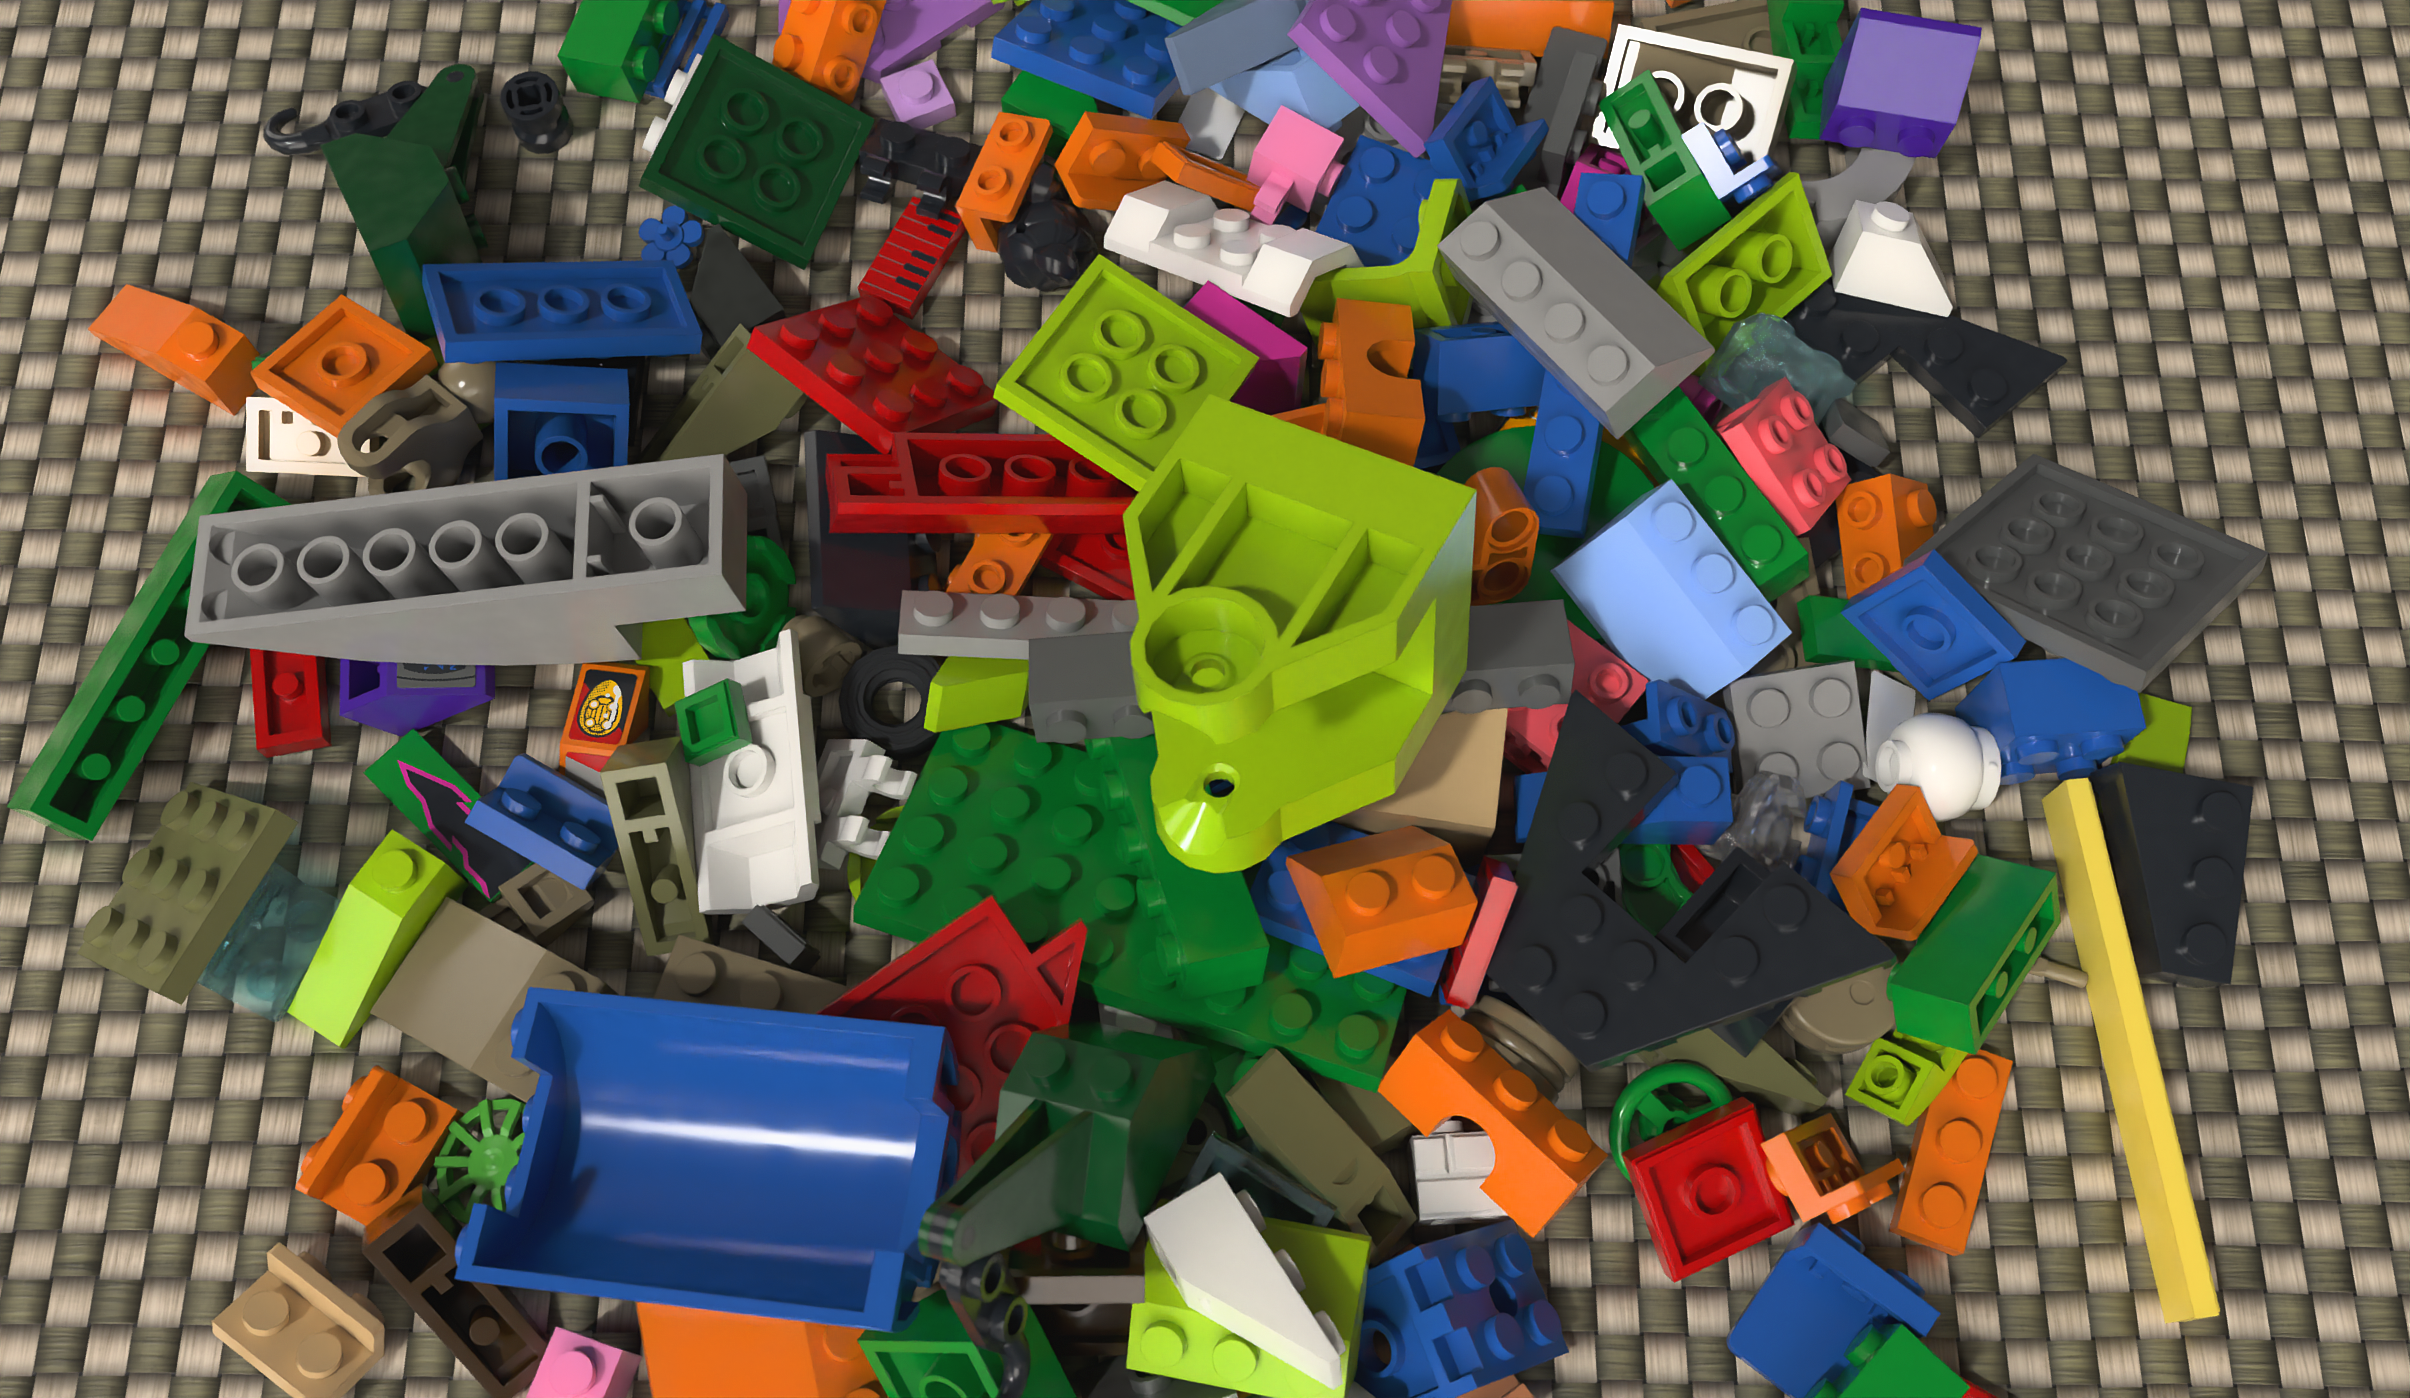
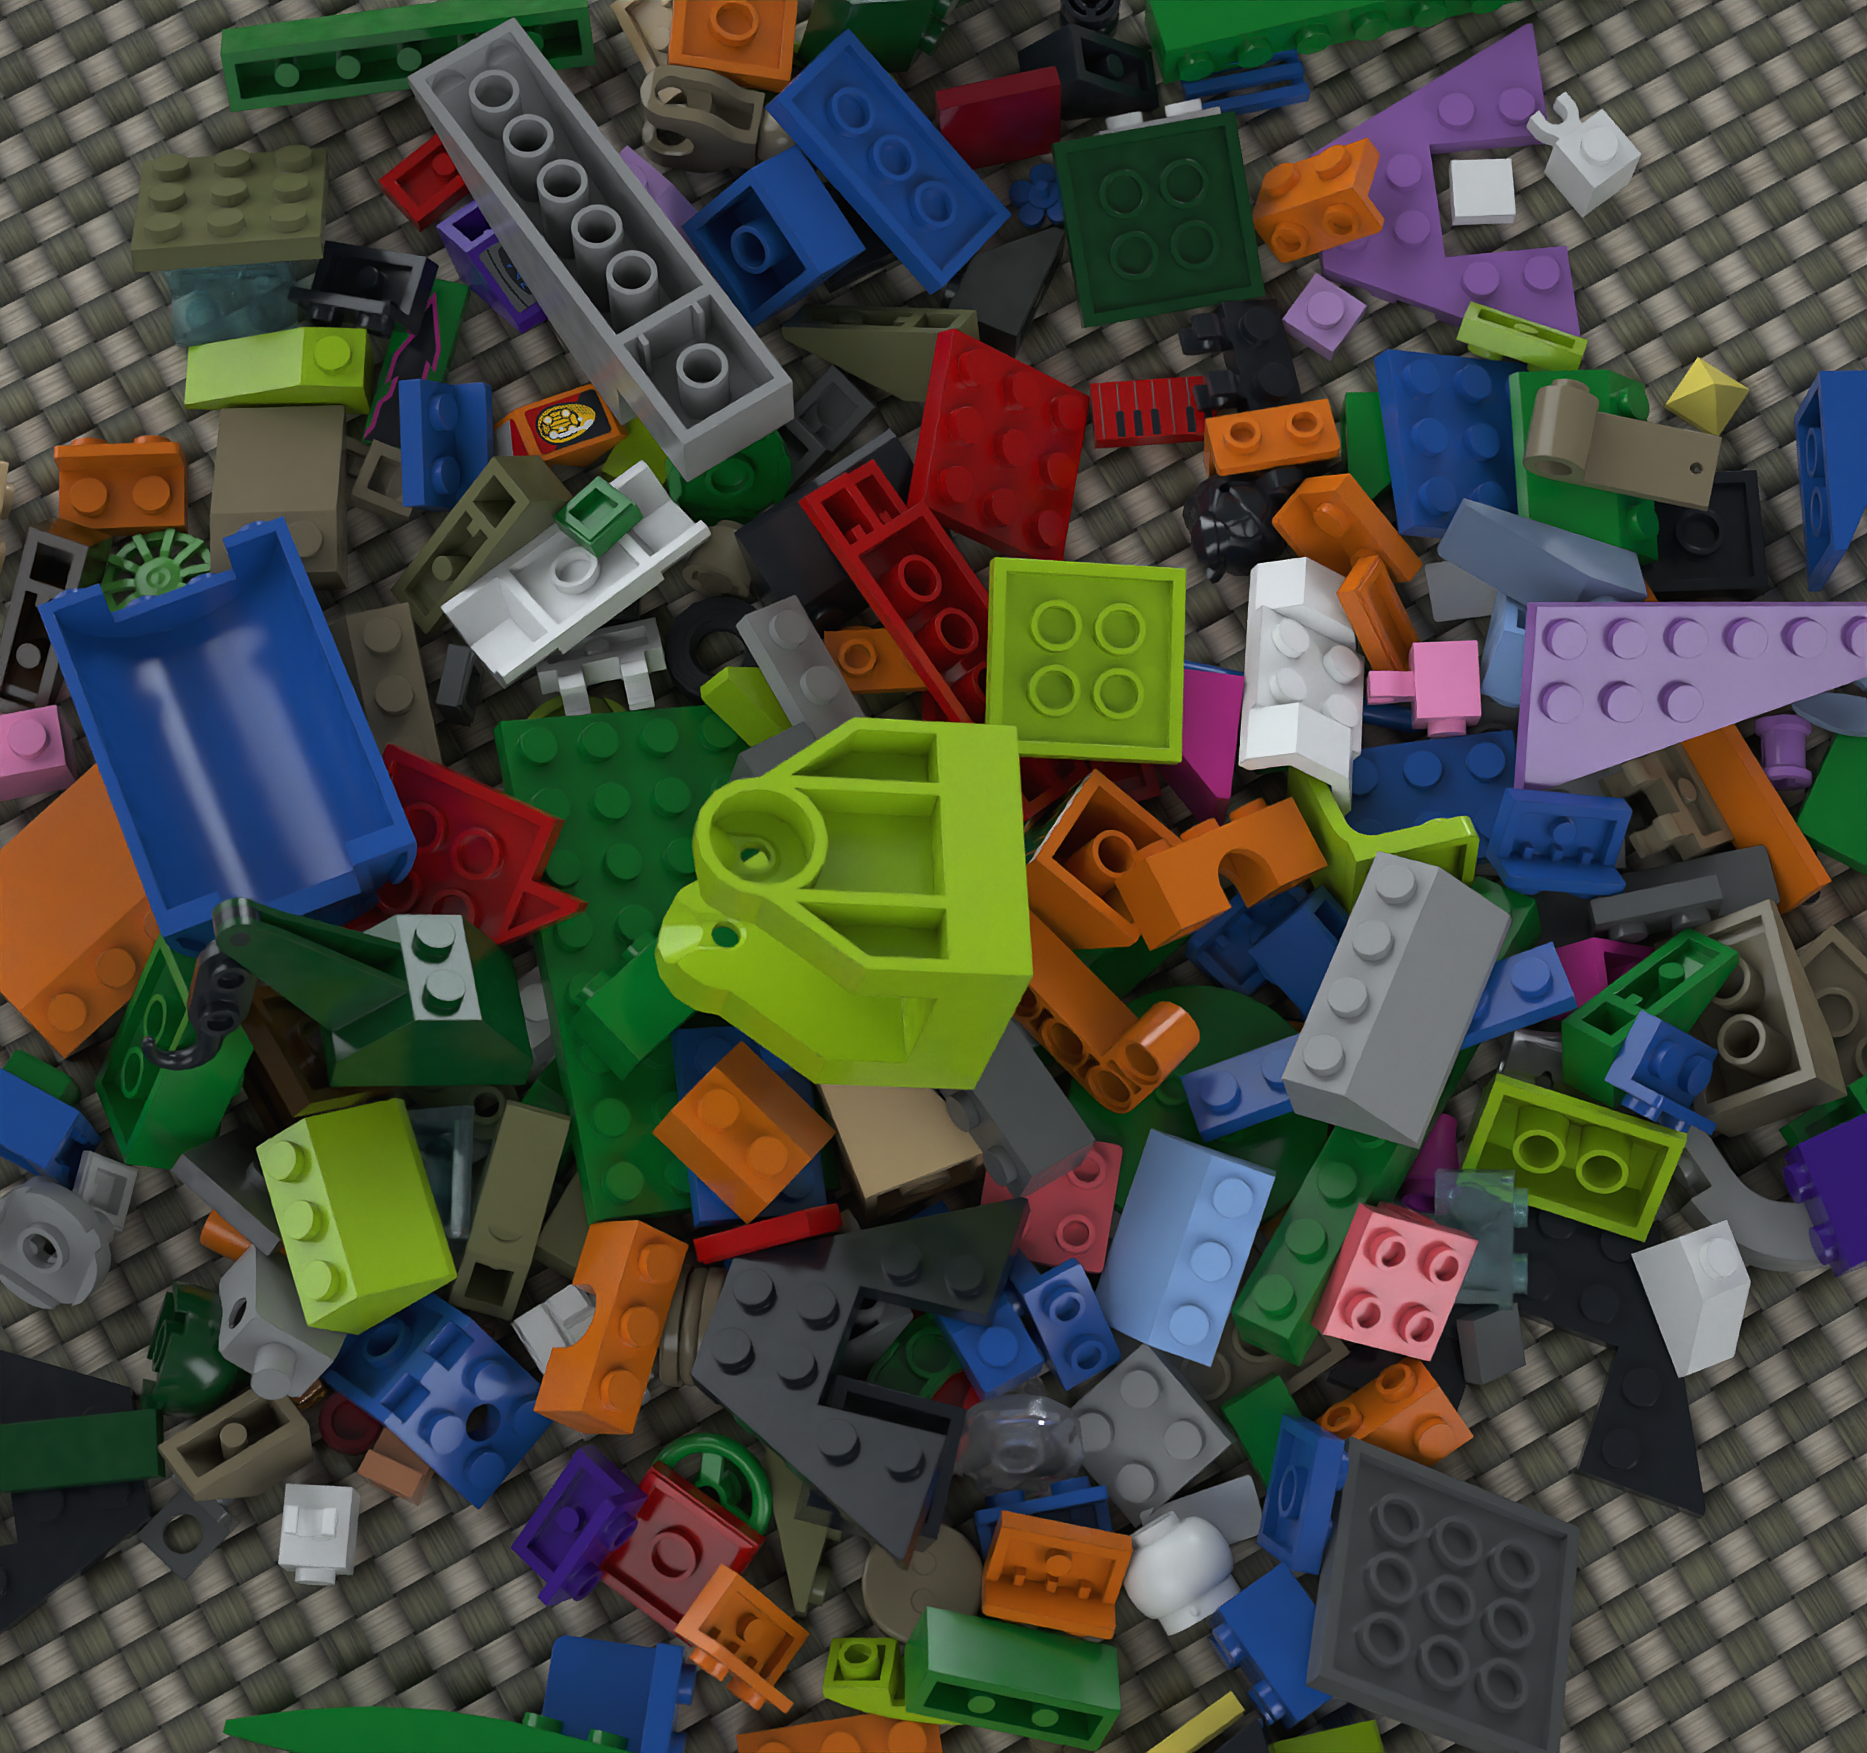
camera: 60 degrees right, 5 degrees up
(354, 812) = (368, 289): none -> black bracket
(586, 208) = (1001, 117): none -> dark red tile
(590, 147) = (1095, 72): none -> black slope
(1232, 1277) = (362, 1167): white slope -> none
(1643, 1262) = (578, 1525): none -> dark purple bracket

